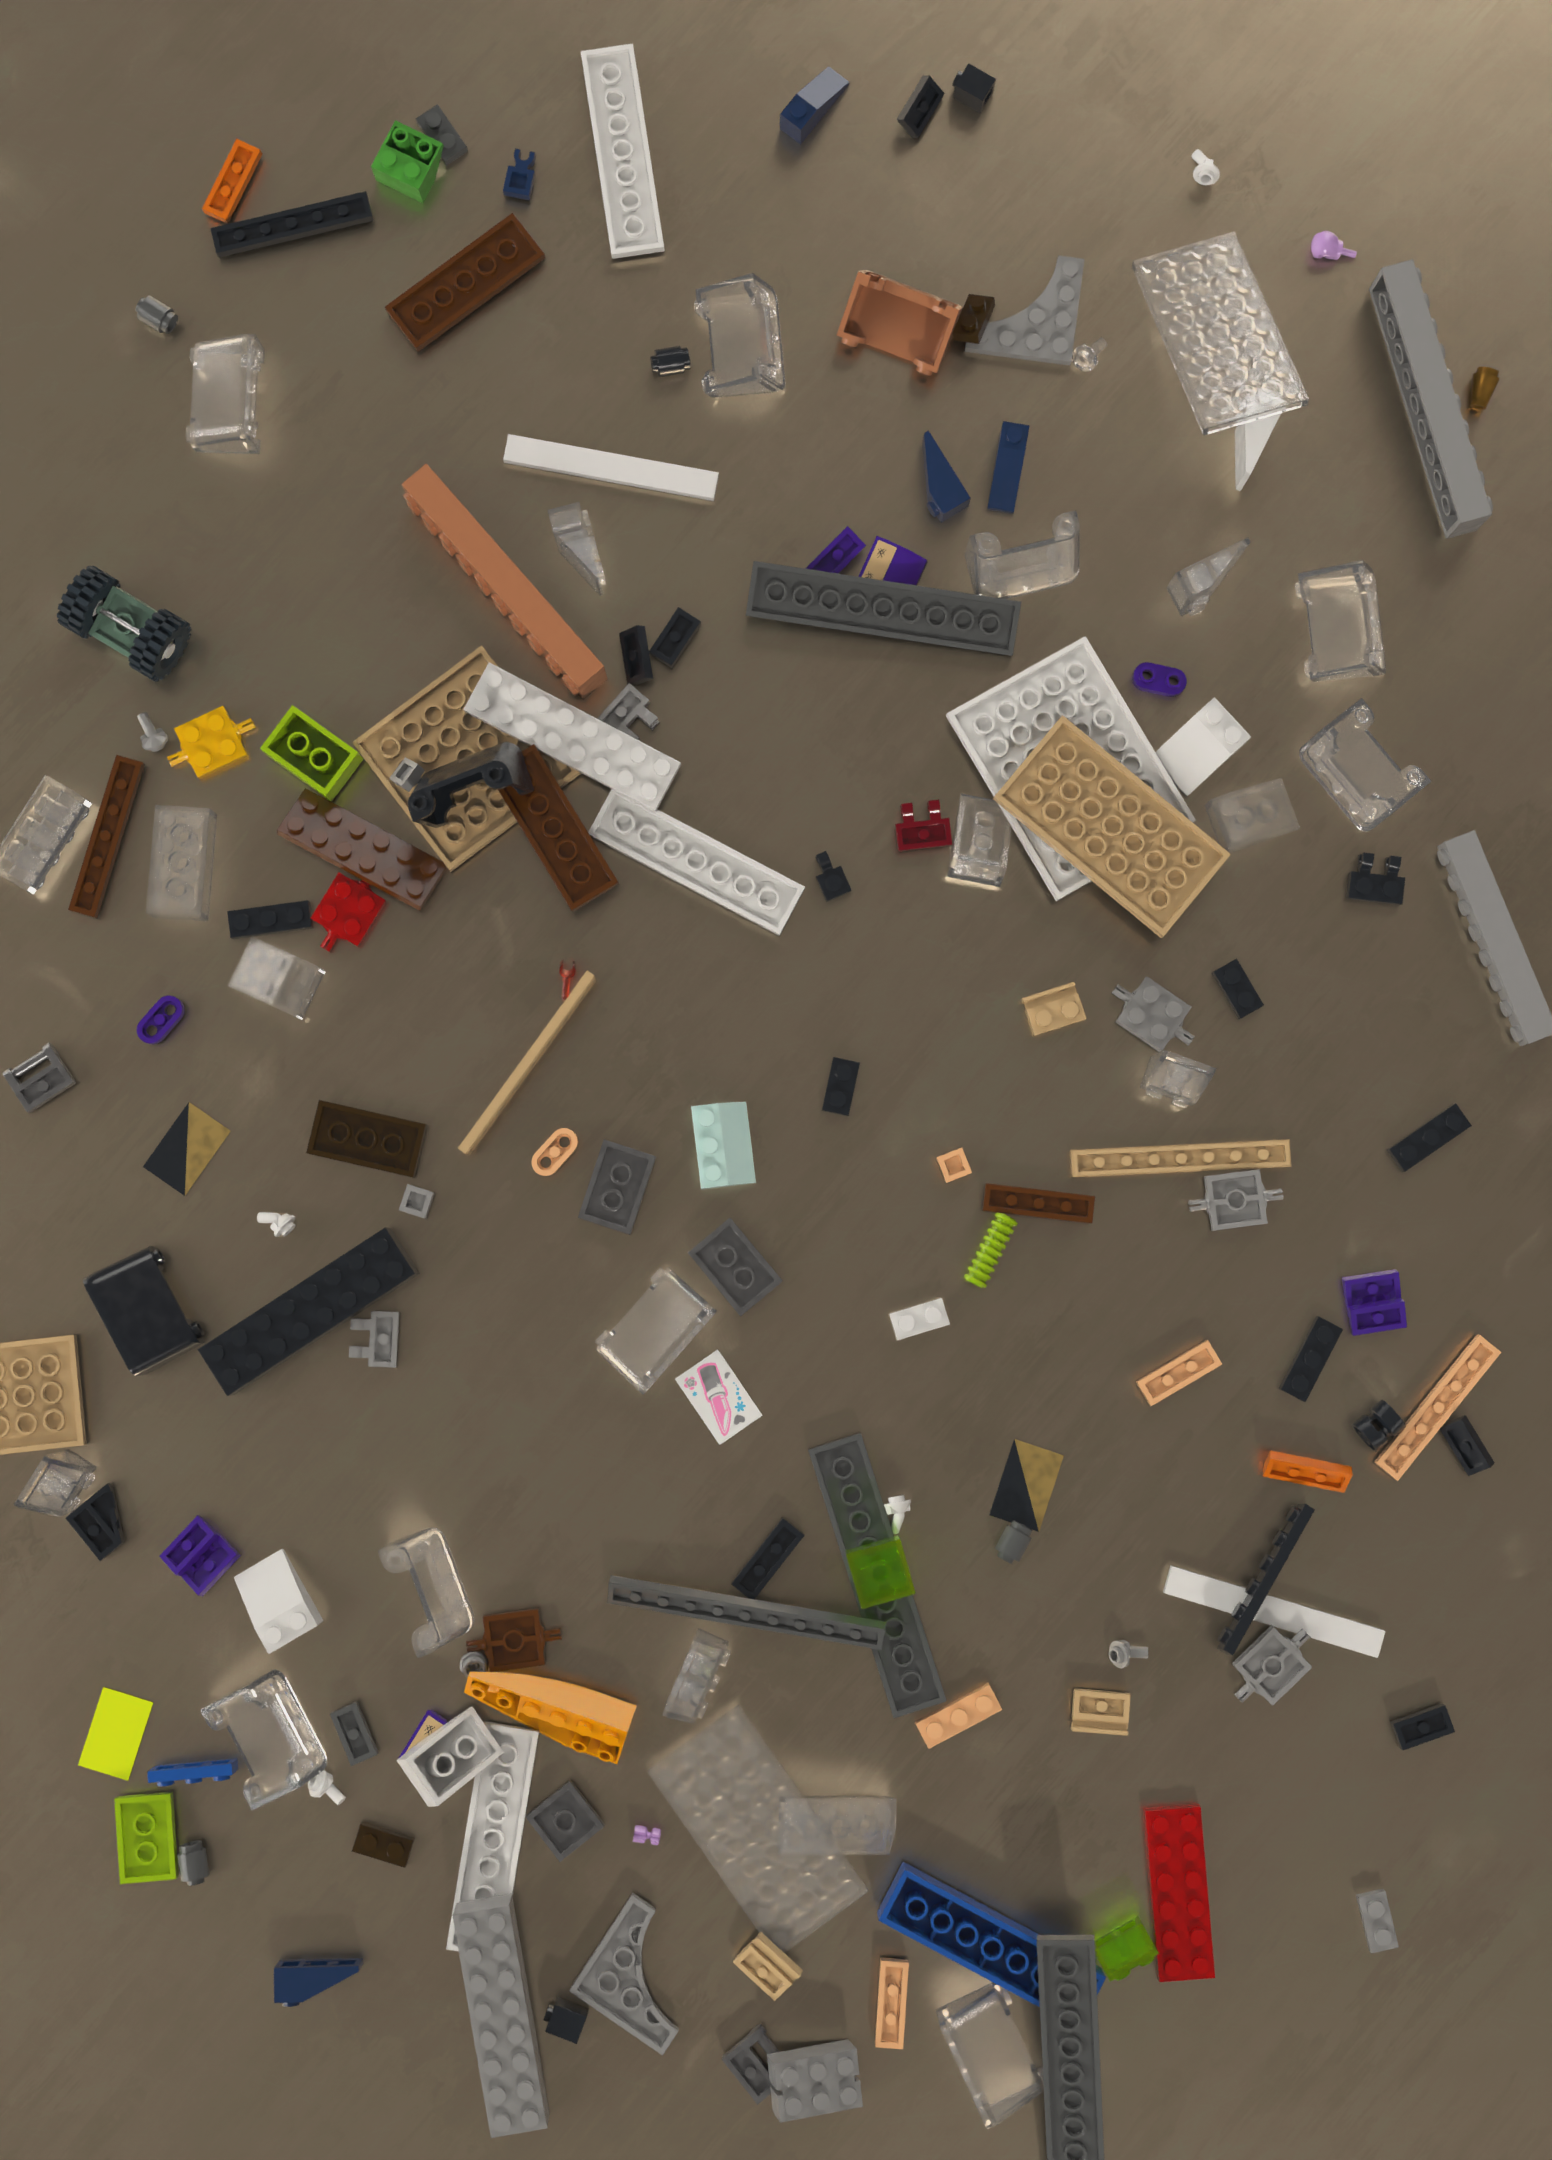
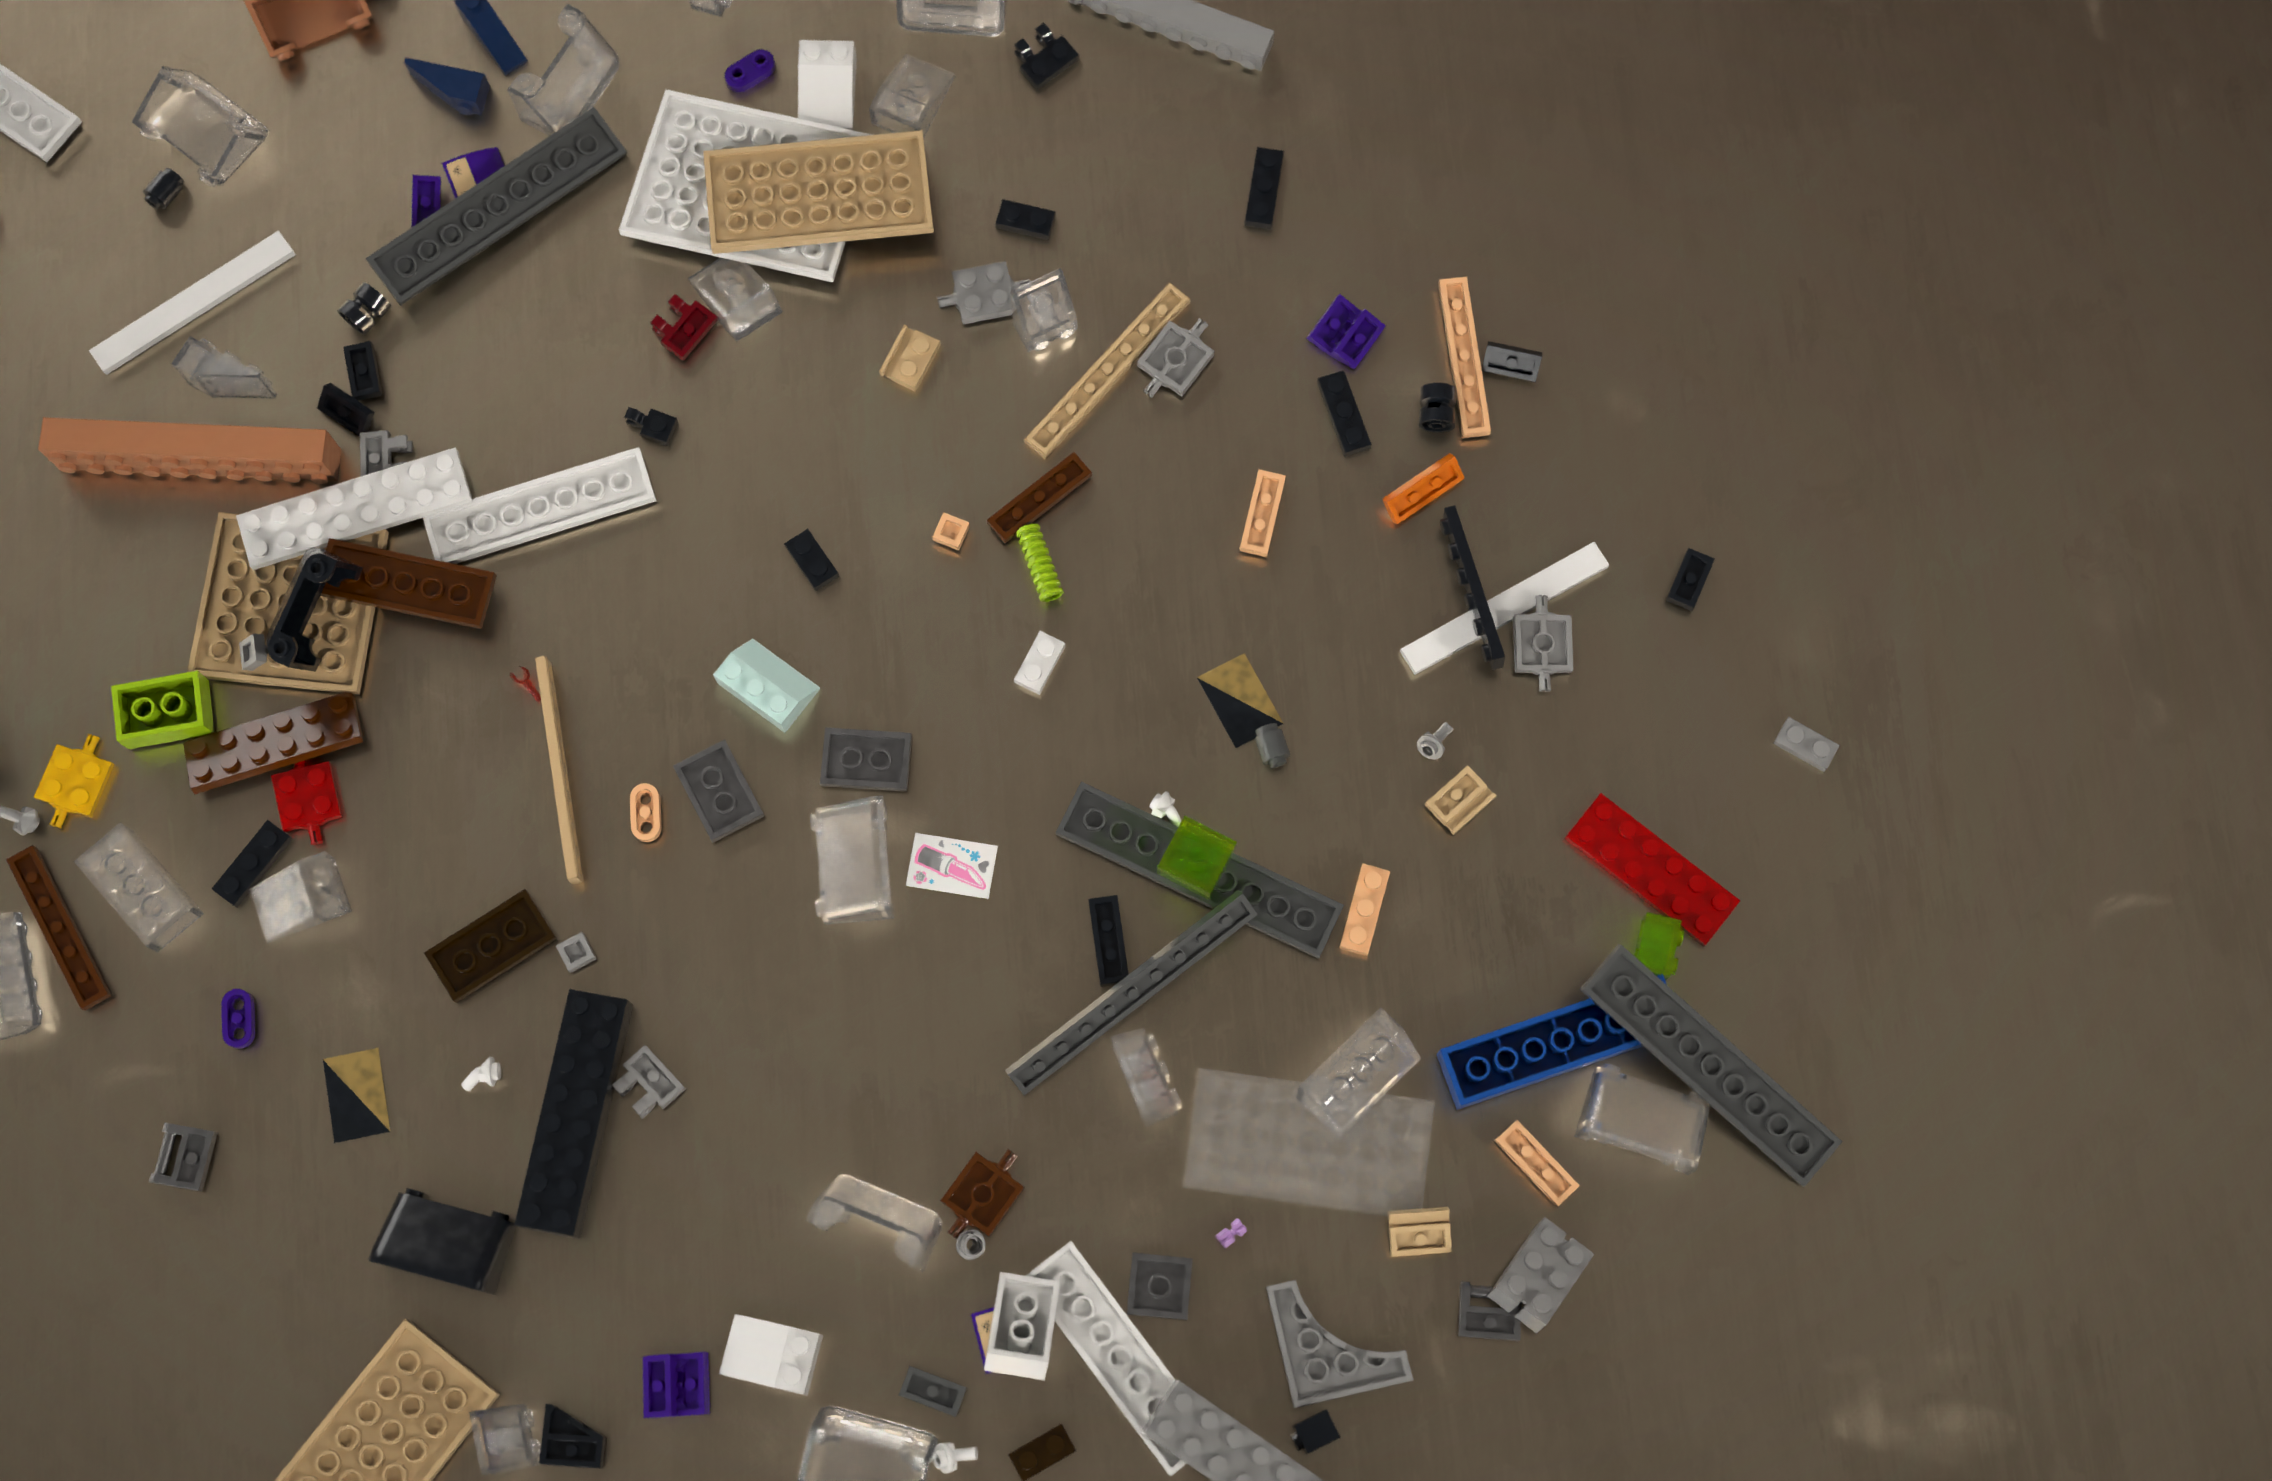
camera: 45 degrees left, 10 degrees down
(559, 1710) = (1069, 1209): light orange wedge -> none
(729, 593) = (368, 299): none -> black wheel

